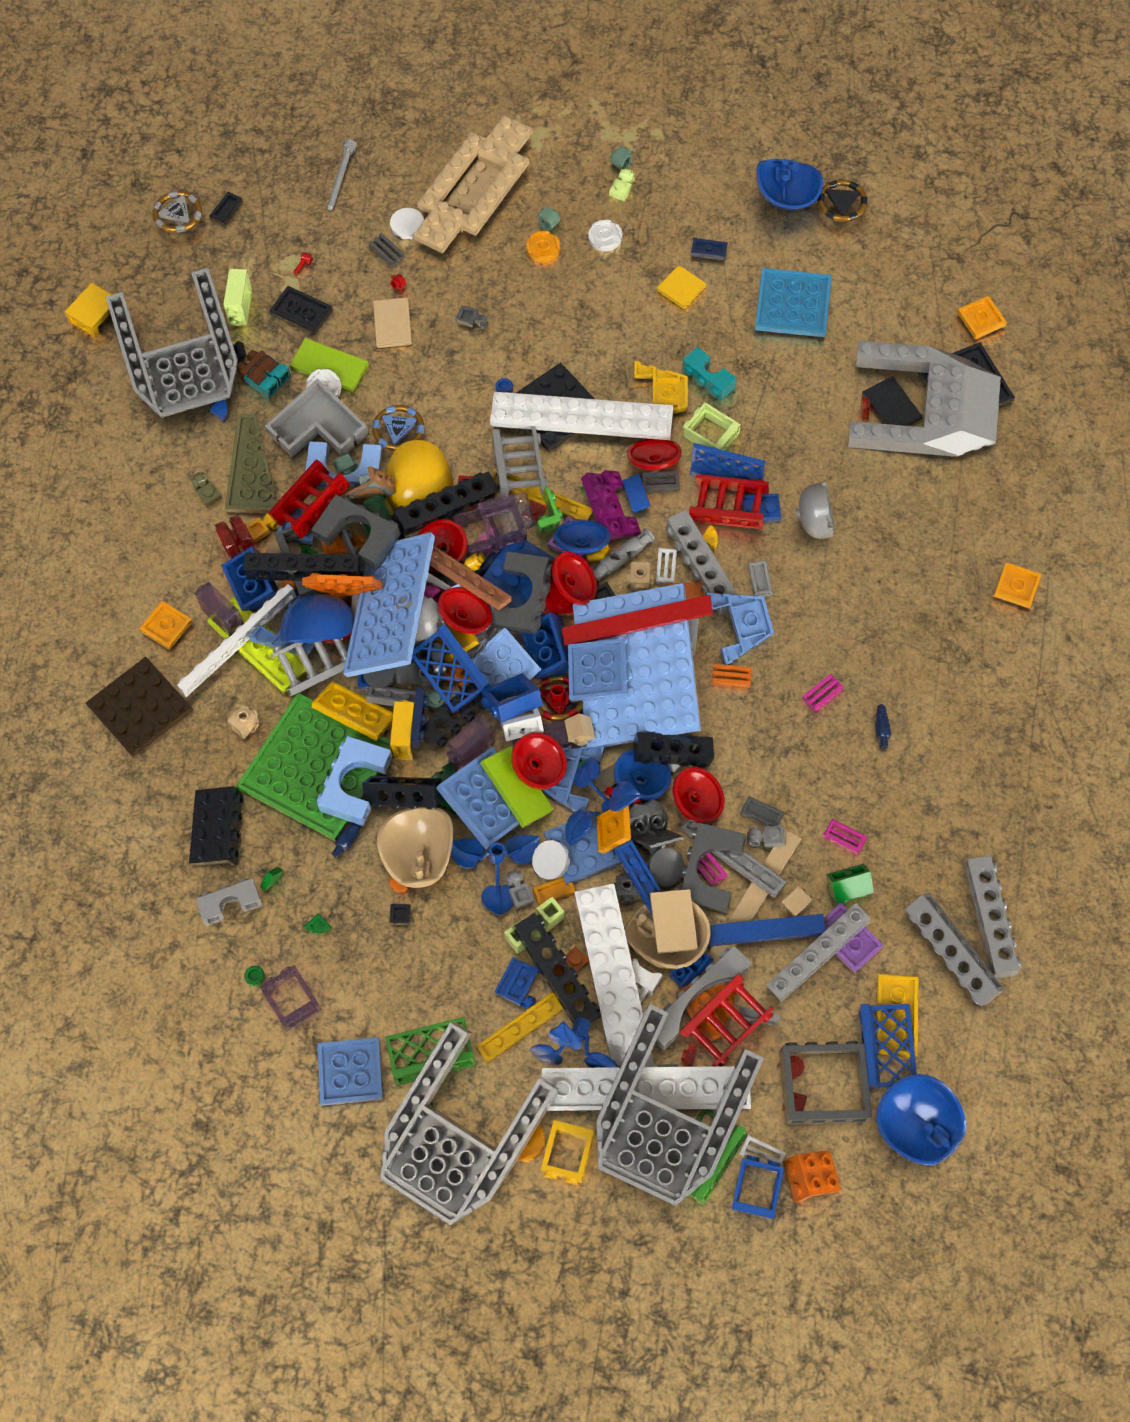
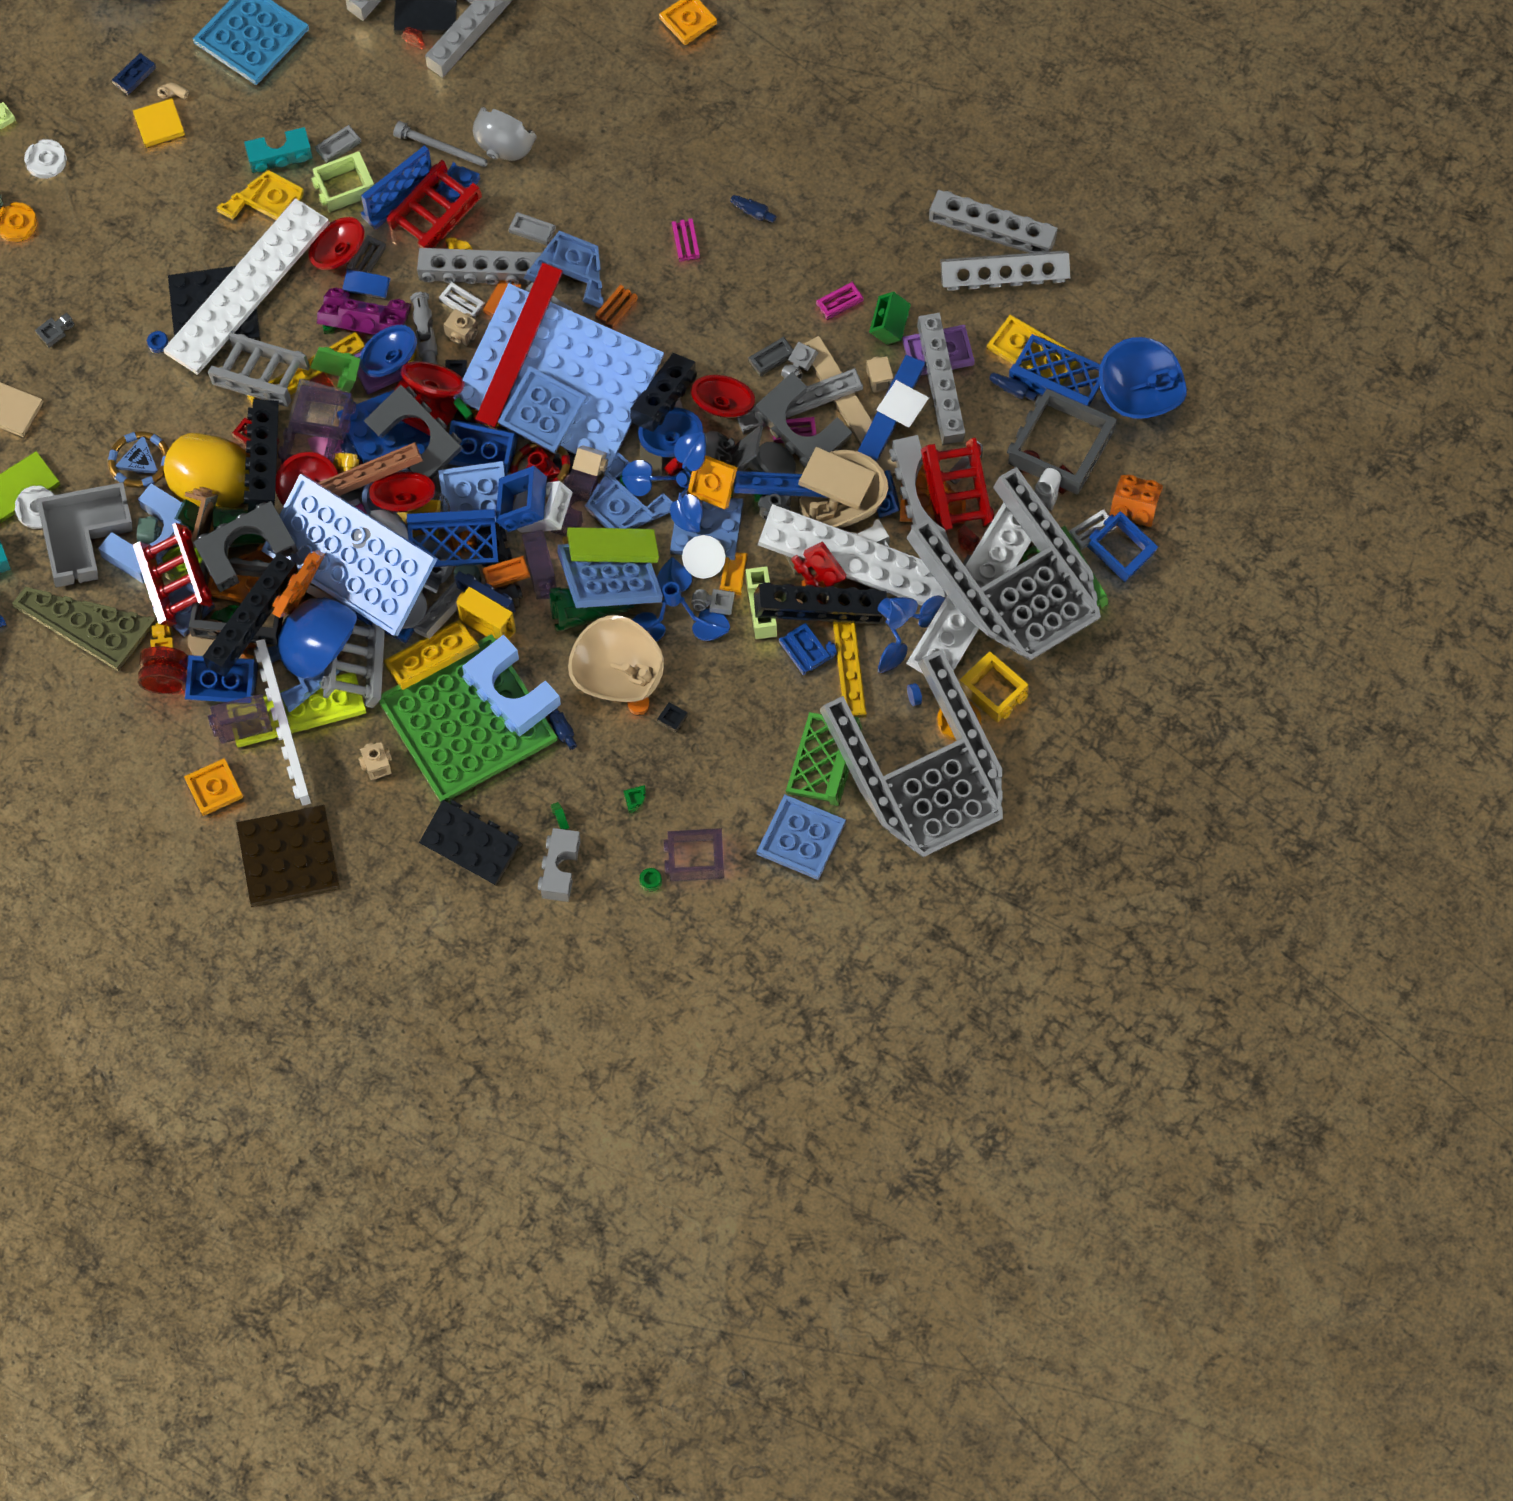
camera: 60 degrees left, 0 degrees up
(208, 492) = (83, 678): olive plate -> none
(376, 786) = (553, 635): black brick -> none
(445, 721) = (506, 572): none -> orange tile
(524, 1091) = (914, 694): none -> blue tile
(547, 757) = (601, 510): red dish -> none
(567, 619) = (463, 409): none -> green tile
(583, 951) = (823, 563): none -> red plate
(713, 279) = (172, 89): none -> tan arm
(742, 410) = (338, 144): none -> light grey tile
(772, 1095) = (1048, 487): none -> white piece
(777, 936) = (902, 403): none -> white sticker
(782, 445) = (402, 131): none -> light grey piece
(853, 1016) = (1013, 386): none -> dark blue piece

